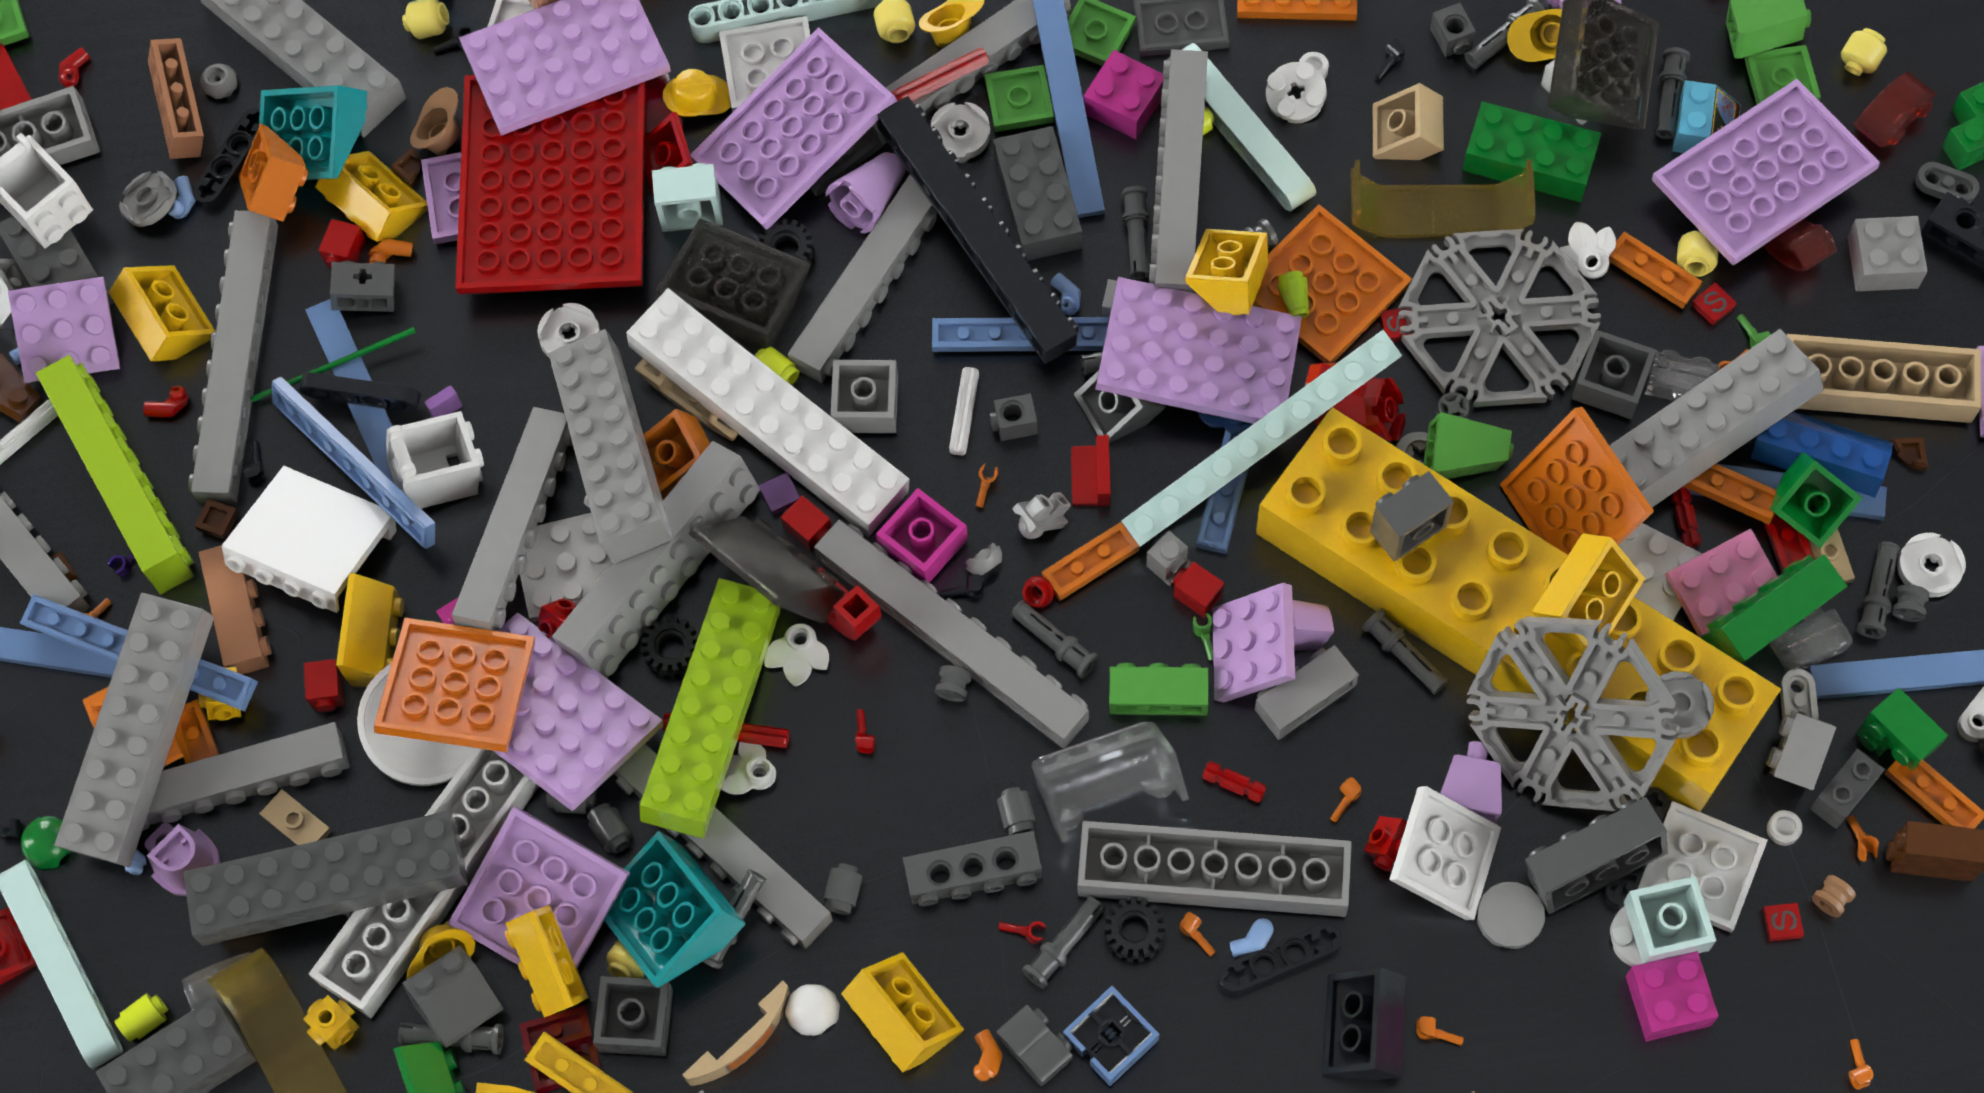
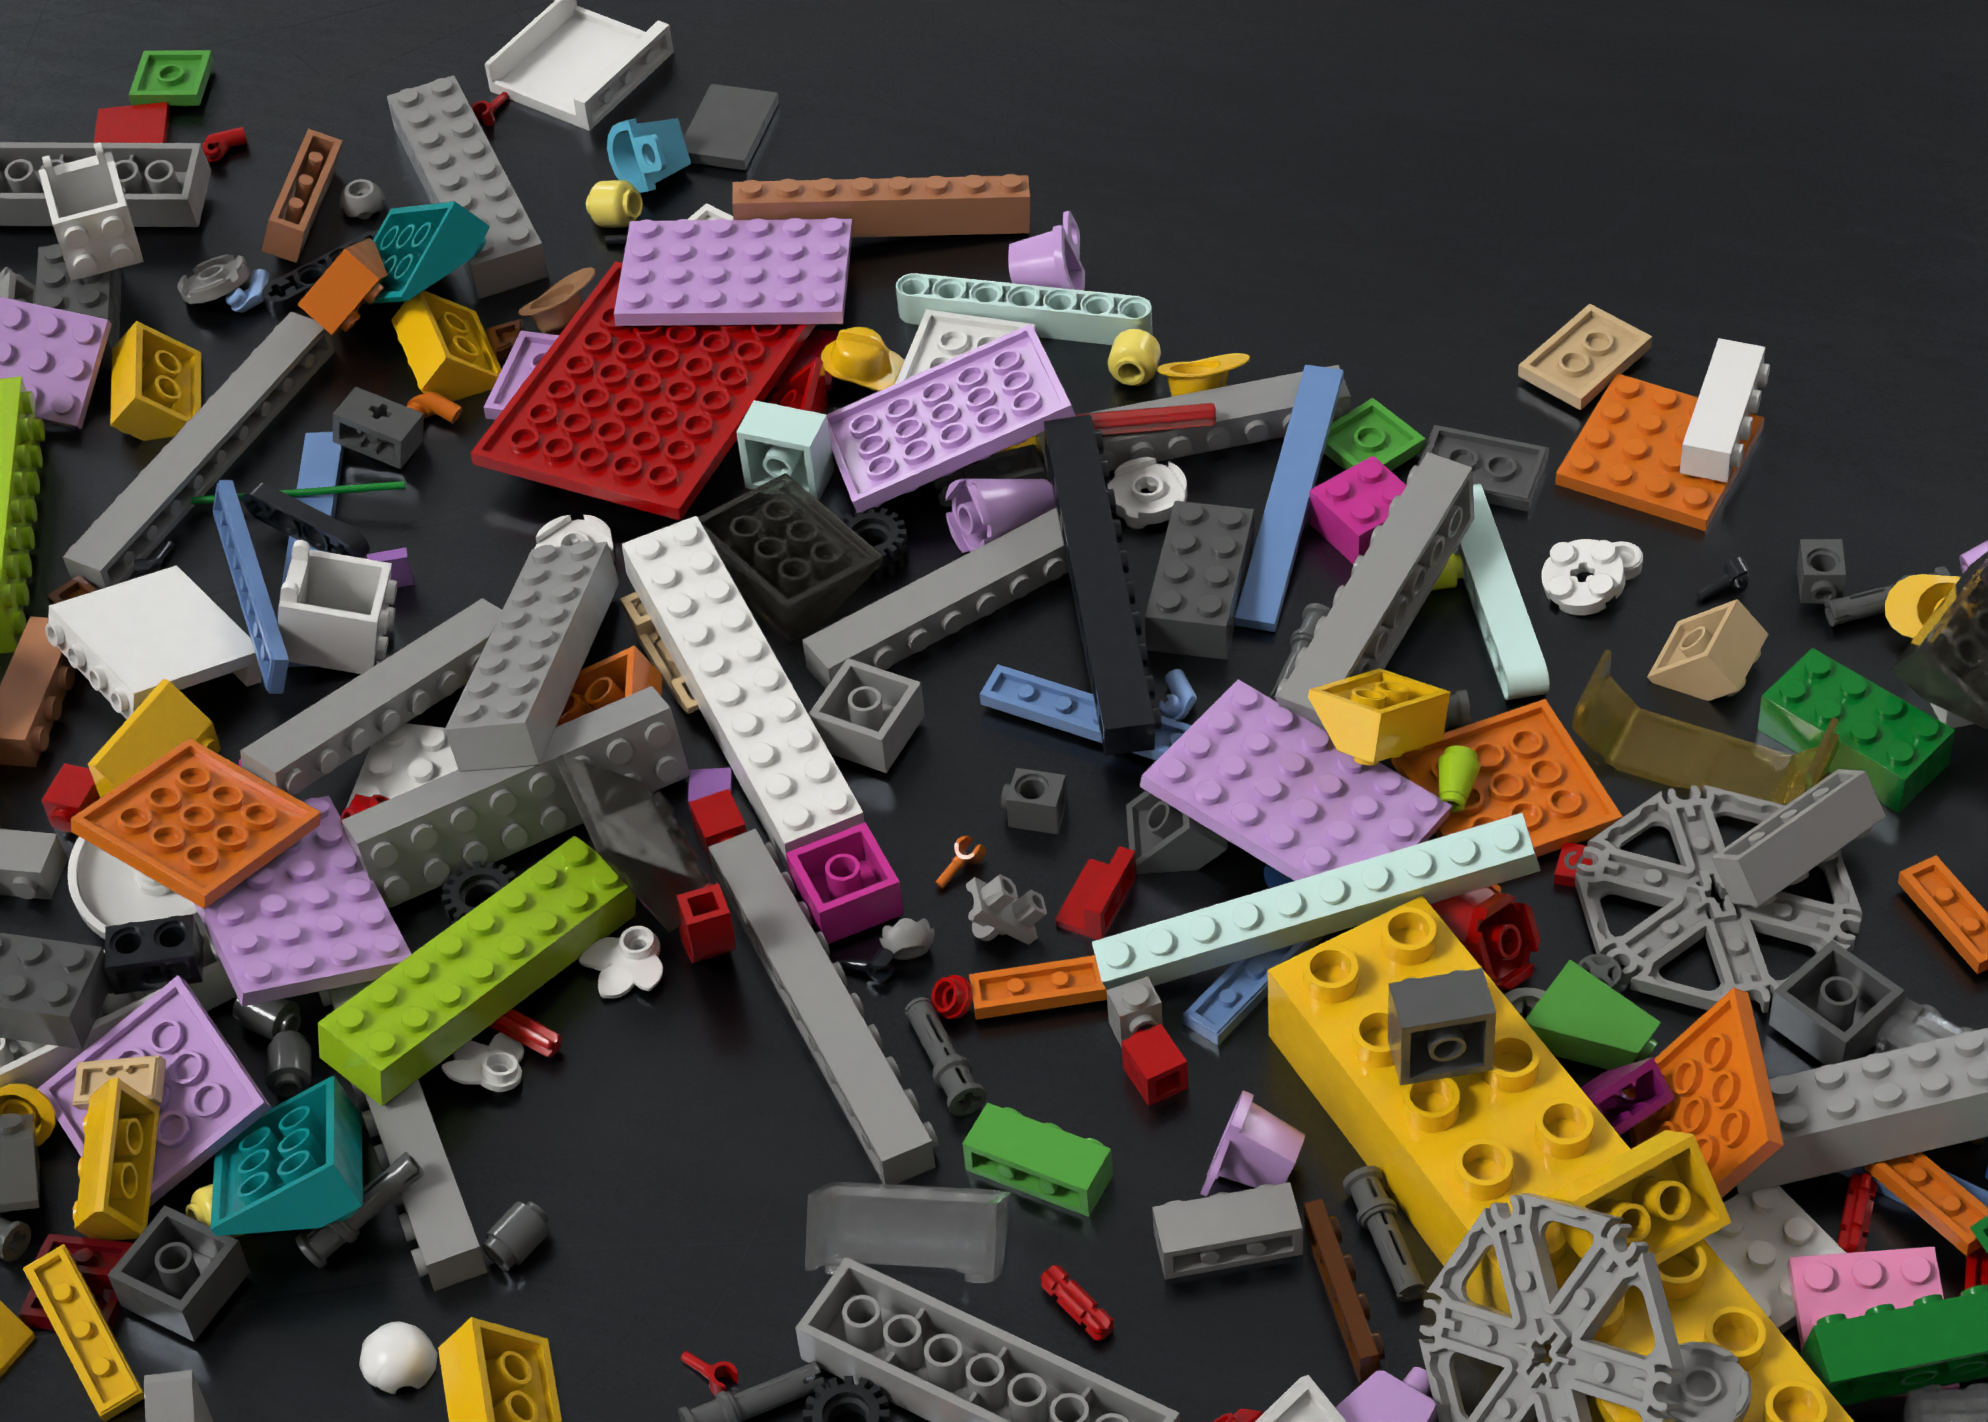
camera: 25 degrees right, 20 degrees down
(171, 406) = (102, 480): red arm -> none
(342, 243) = (387, 378): red brick -> none
(484, 802) = (153, 953): none -> black brick
(514, 900) = (141, 1073): none -> tan plate
(709, 1069) = (292, 1364): tan slope -> none
(779, 364) = (789, 654): neon yellow brick -> none
(864, 742) = (646, 1085): red hand -> none
(953, 683) = (788, 1058): dark grey wheel -> none
(964, 411) = (980, 777): white axle -> none
(986, 854) = (669, 1254): dark grey brick -> none
(1016, 811) = (779, 1230): dark grey brick -> none
(1019, 98) = (1235, 477): bright green plate -> none
(1204, 632) = (1137, 1118): bright green hand -> none
(1253, 643) = (1182, 1138): lavender plate -> none
(1352, 792) = (1225, 1375): orange hand -> none
(1408, 714) = (1338, 1276): none -> reddish brown plate
(1519, 497) = (1618, 1108): none -> magenta torso
(1540, 257) = (1799, 838): none -> light grey brick
(1586, 245) = (1879, 863): white plate -> none

